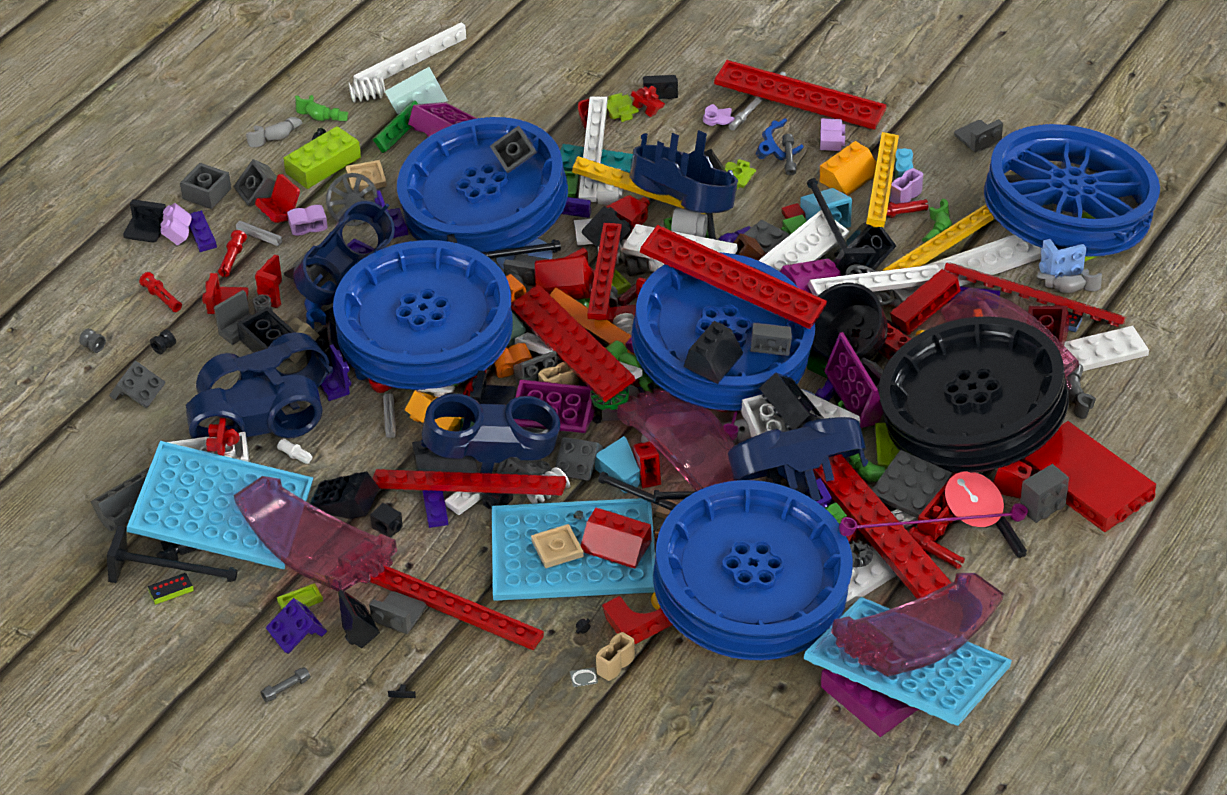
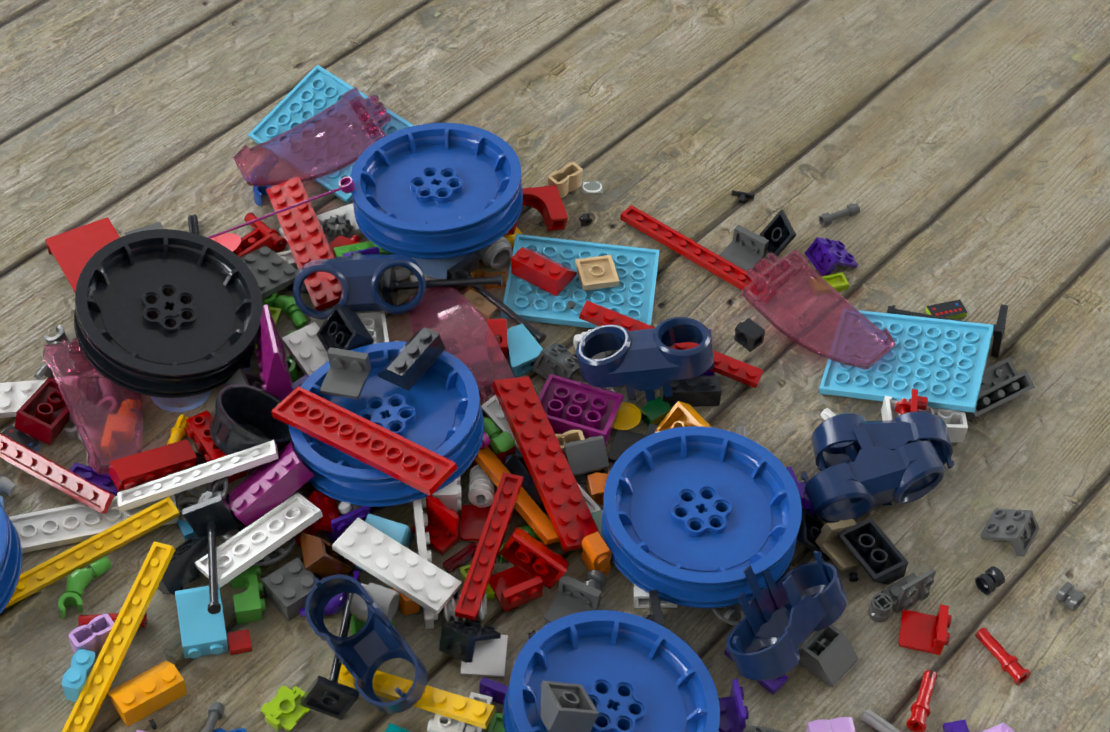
camera: 175 degrees left, 5 degrees up
(269, 279) = (876, 620): red bracket -> none
(346, 495) = (789, 366): black slope -> none
(631, 210) = (440, 668): red torso -> none

